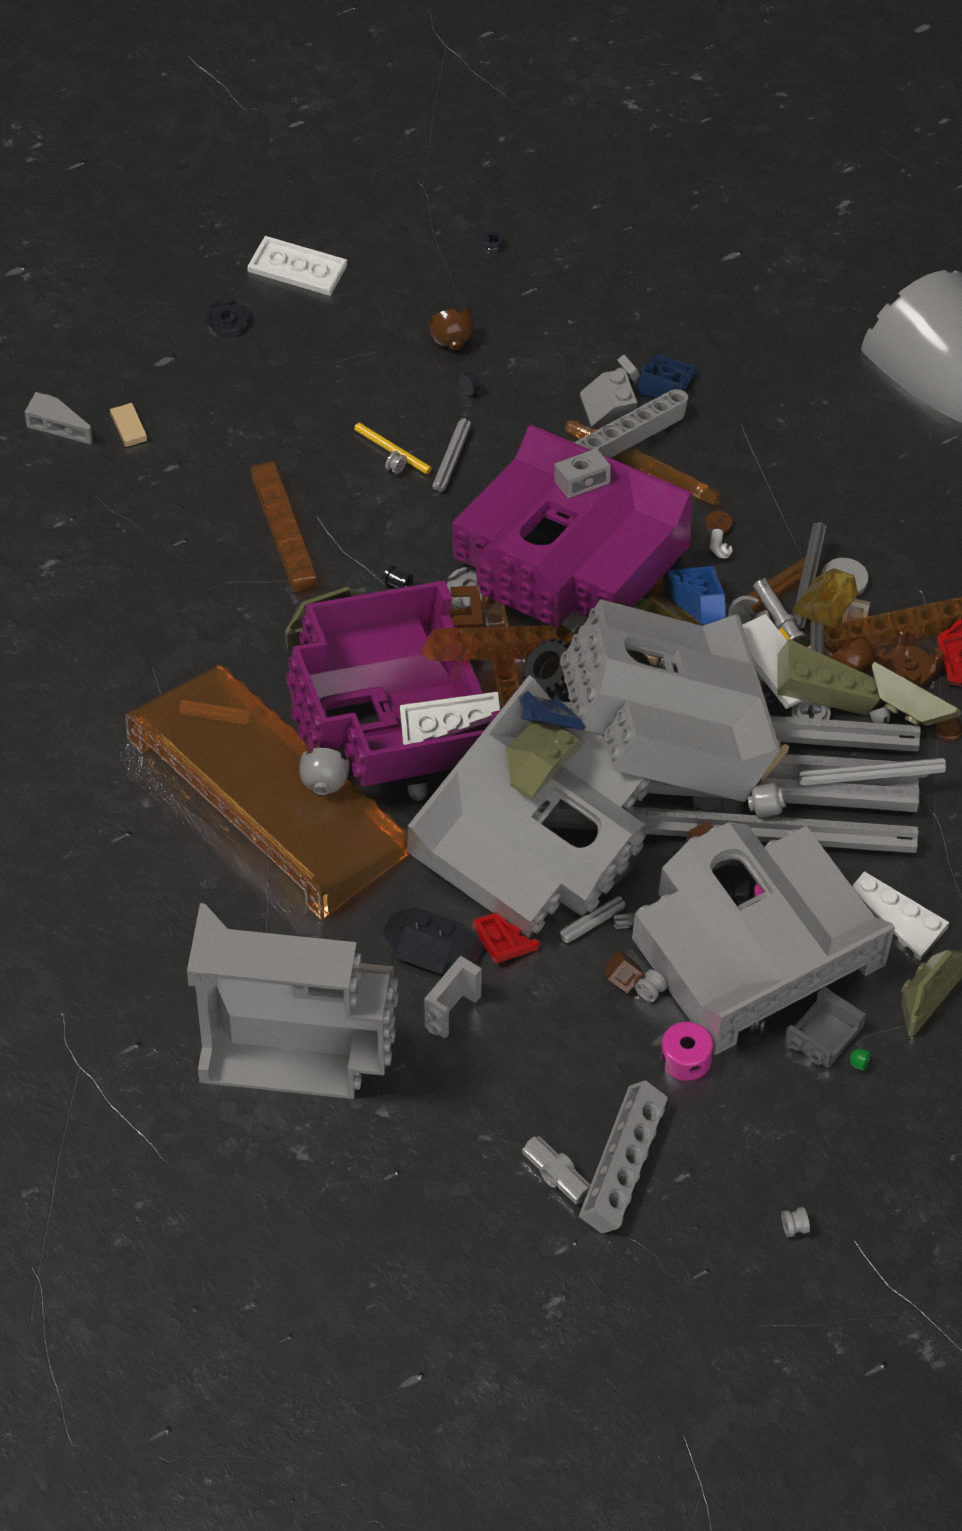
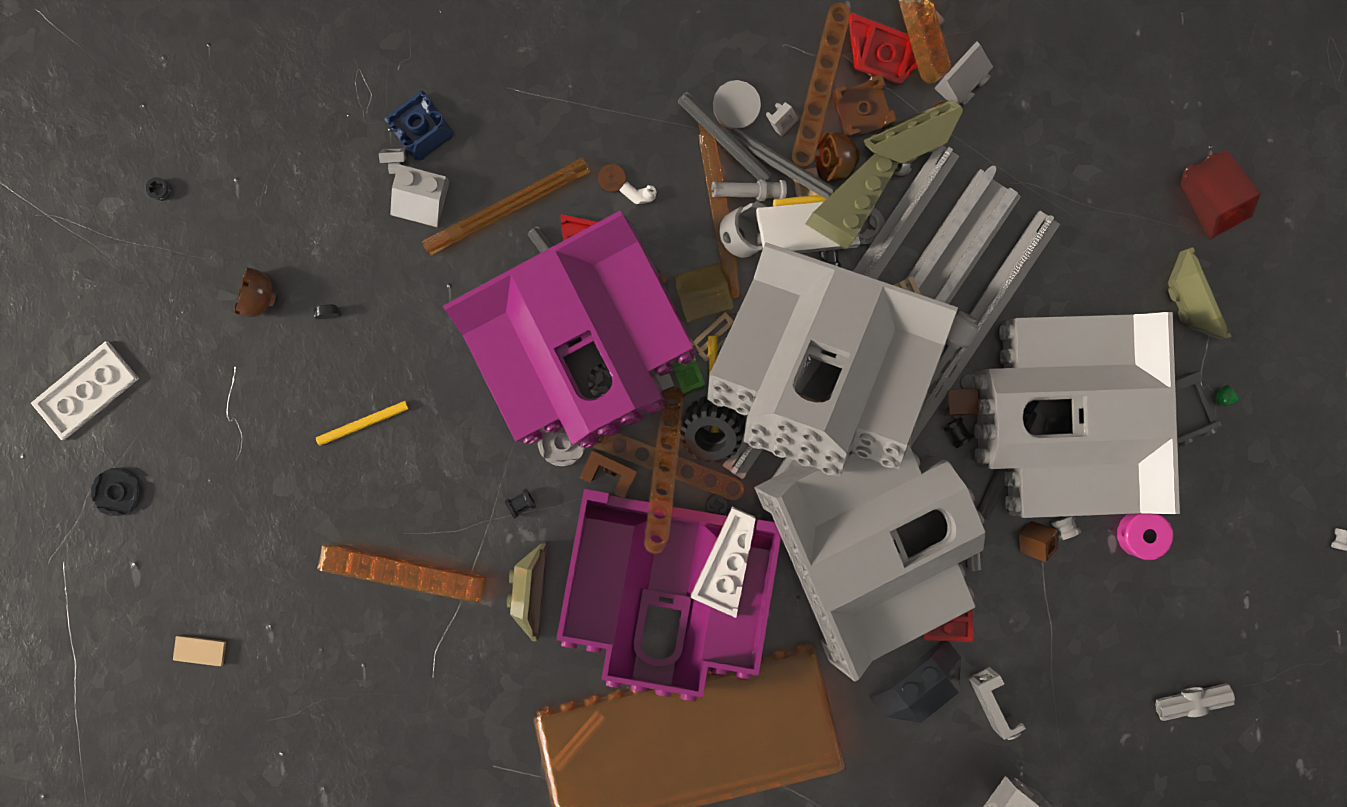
camera: 60 degrees left, 35 degrees up
(54, 417) = (149, 720): light grey slope -> none
(323, 770) = (726, 703): light grey cylinder -> none
(396, 462) = (384, 431): light grey bush -> none
(452, 455) = (401, 374): light grey axle -> none
(539, 755) = (859, 529): olive wedge -> none
(549, 712) = (825, 500): dark blue slope -> none
(582, 473) = (552, 314): light grey brick -> none
(623, 1157) = (1218, 646): light grey brick -> none
(637, 424) = (469, 194): light grey beam -> none
(697, 593) = (702, 253): blue wedge -> none
(828, 597) = (768, 143): clear yellow slope -> none
(872, 771) = (976, 219): light grey axle -> none
(913, 923) = (1112, 274): white wing -> none

